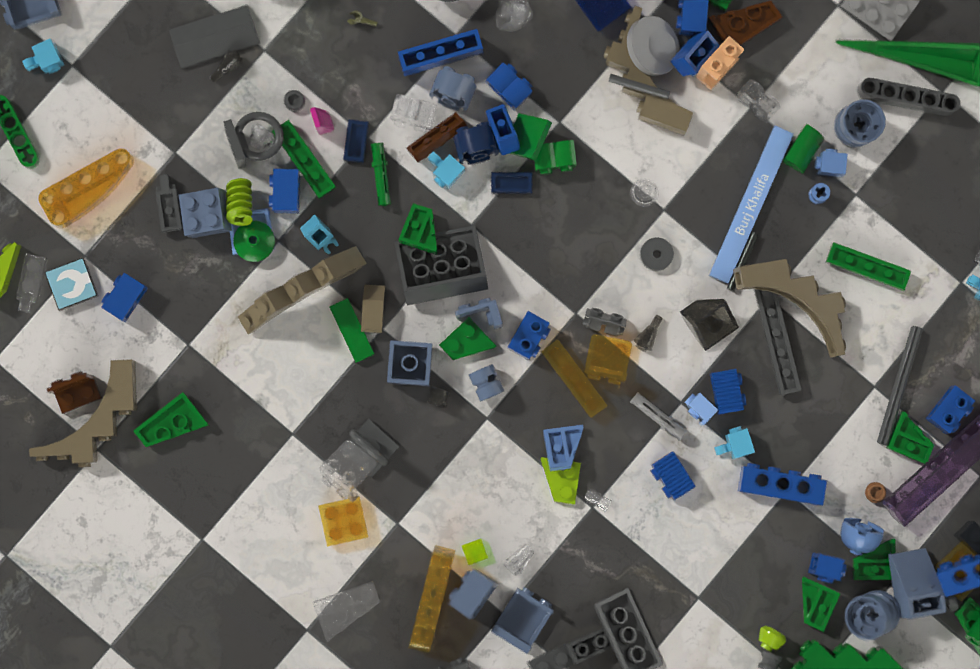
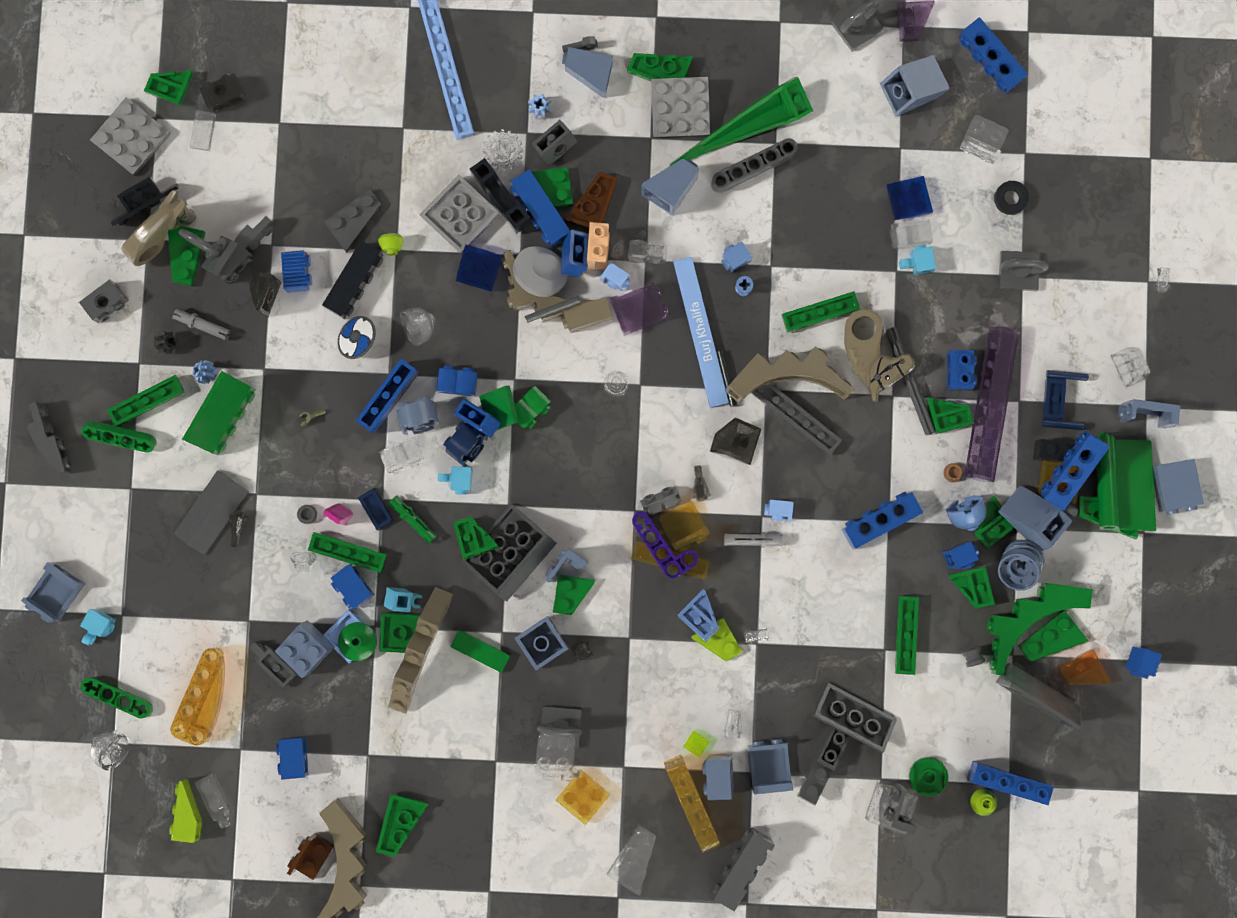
camera: 25 degrees left, 0 degrees up
(71, 284) = (246, 778): tile -> none
(239, 144) = (288, 577): dark grey tile -> none
(239, 202) = (323, 621): lime piece -> none
(293, 258) = (396, 631): none -> green tile
(373, 308) = (483, 623): dark tan slope -> none
(436, 137) = (432, 461): reddish brown plate -> none
(486, 382) = (609, 613): sand blue wheel -> none
(511, 182) = (513, 451): dark blue tile -> none
(528, 336) = (613, 554): blue brick -> none
(575, 356) = (660, 543): none -> dark purple beam
(665, 250) = (655, 414): dark grey piece -> none
(672, 475) = (797, 575): blue brick -> none
(713, 144) = (639, 309): none -> clear purple panel
(714, 101) = (615, 277): none -> light blue brick
(727, 391) = (789, 482): blue brick -> none
(727, 599) = (906, 635): none -> green plate
(737, 444) = (826, 514): medium azure brick -> none
(771, 638) = (960, 639): lime cone -> none
(804, 149) = (707, 262): green brick -> none
(823, 58) = (671, 185): none -> sand blue slope
(863, 112) = (741, 204): sand blue wheel -> none
(875, 347) = (864, 355): none -> dark tan animal

